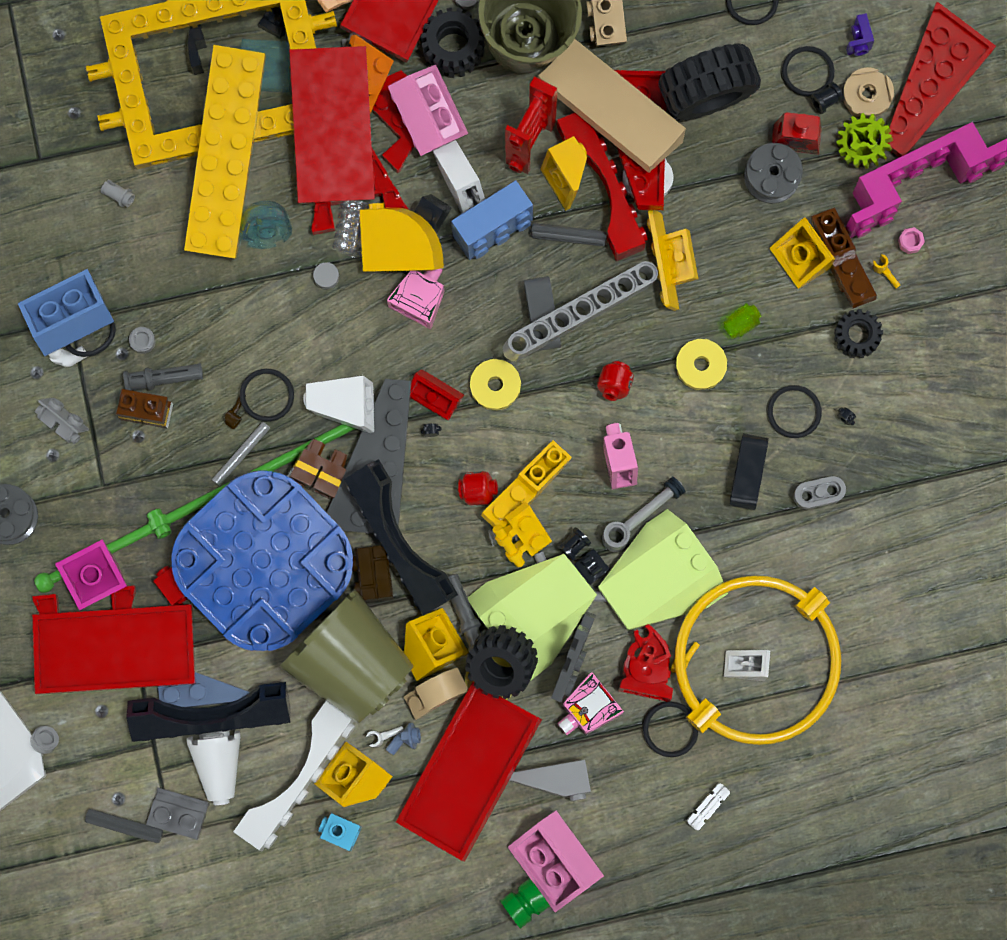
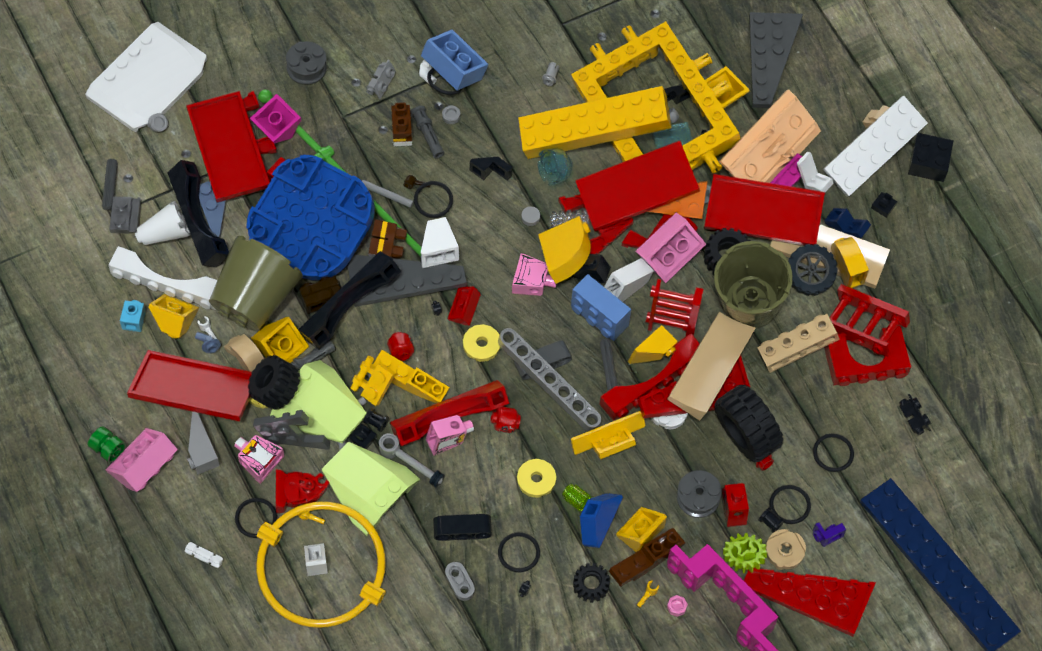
camera: 70 degrees right, 15 degrees down
(238, 316) = (484, 166): none -> black slope
(580, 400) = (474, 401): none -> red arch
(777, 301) = (598, 517): none -> blue slope

